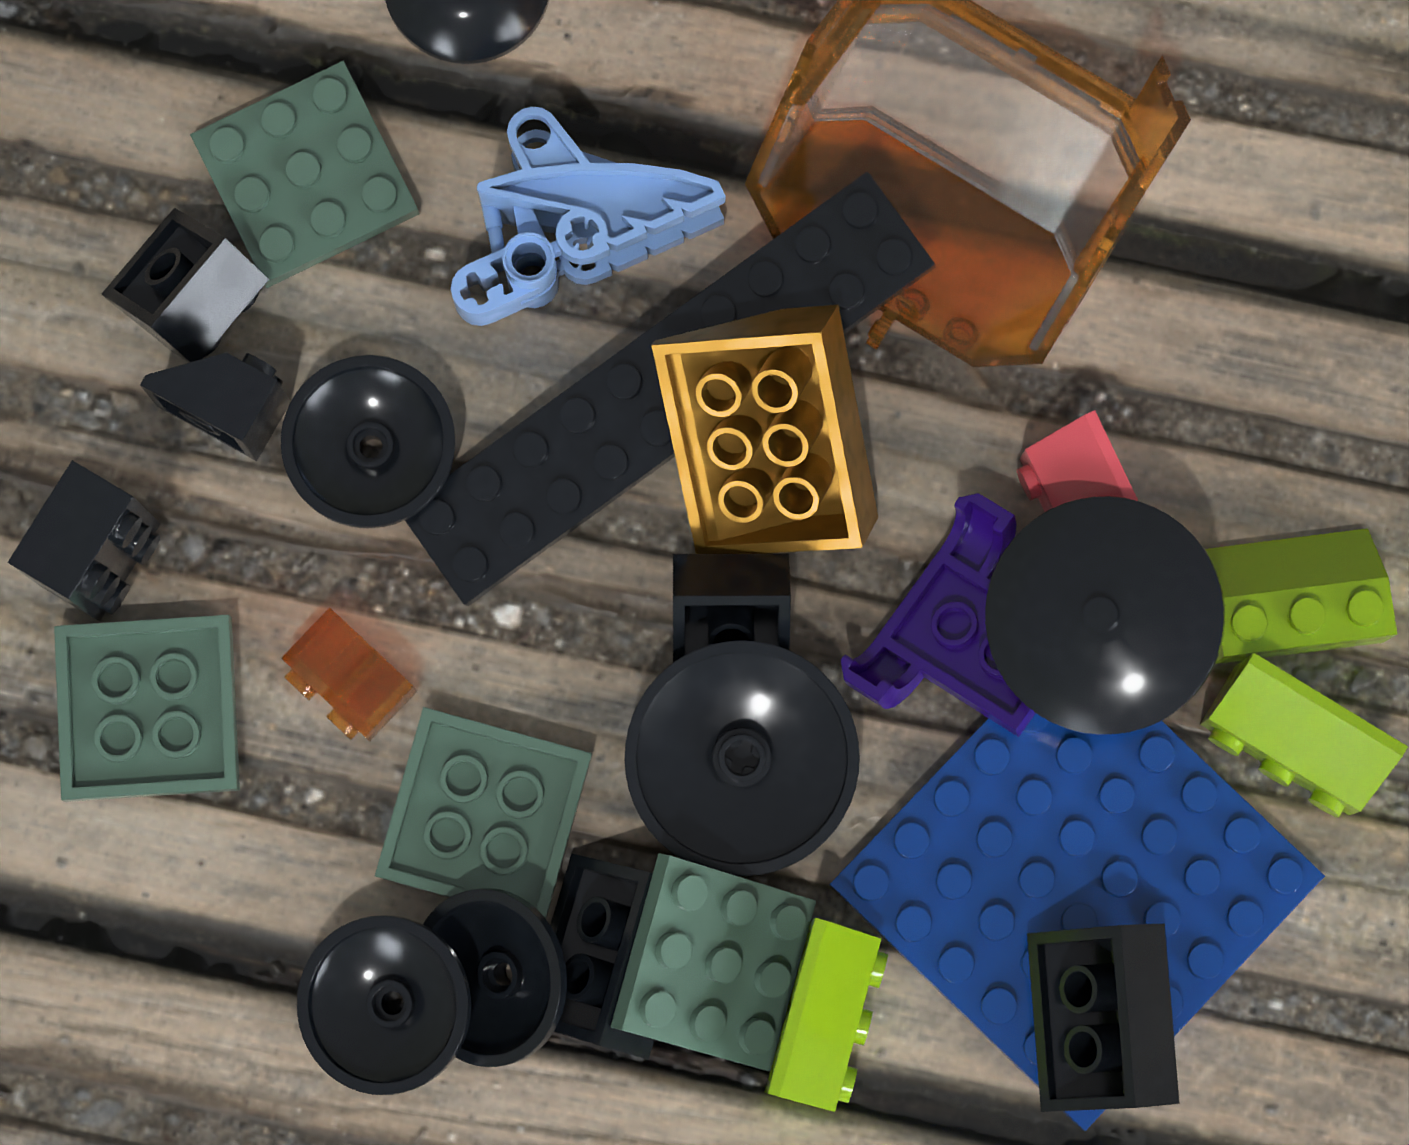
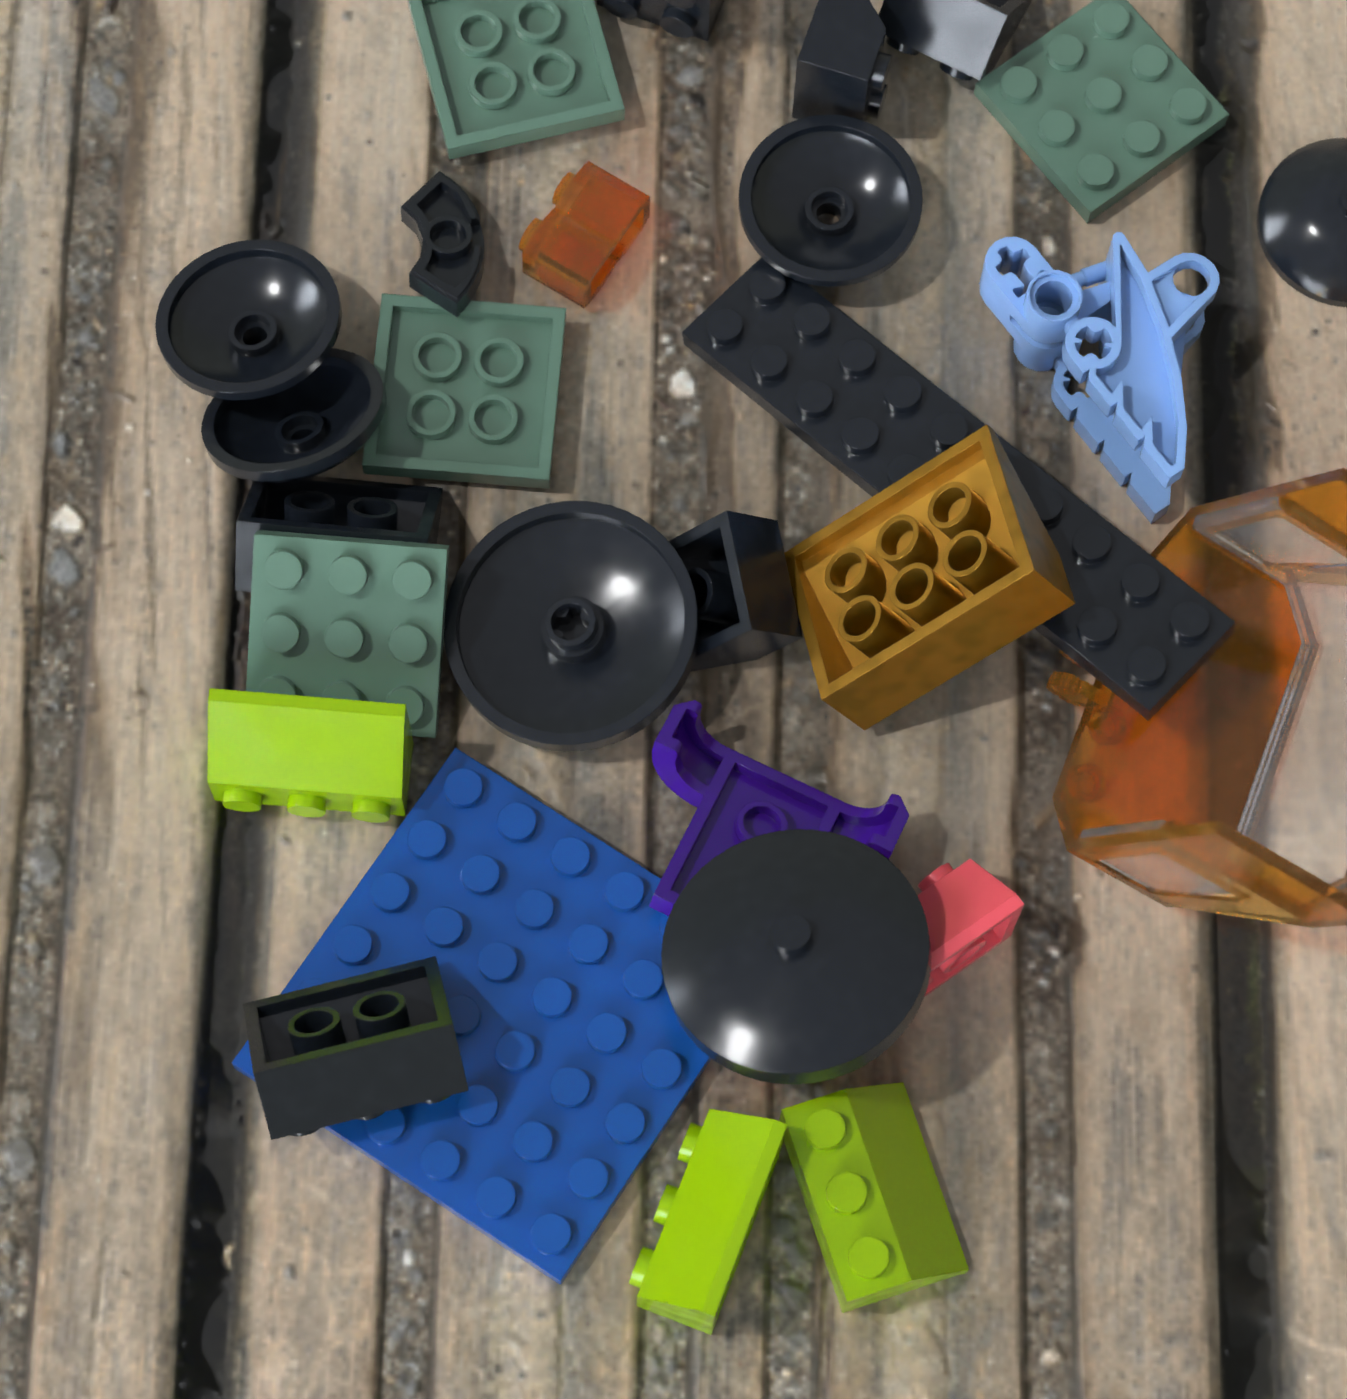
camera: 80 degrees right, 10 degrees down
(333, 802) = (449, 242): none -> black tile

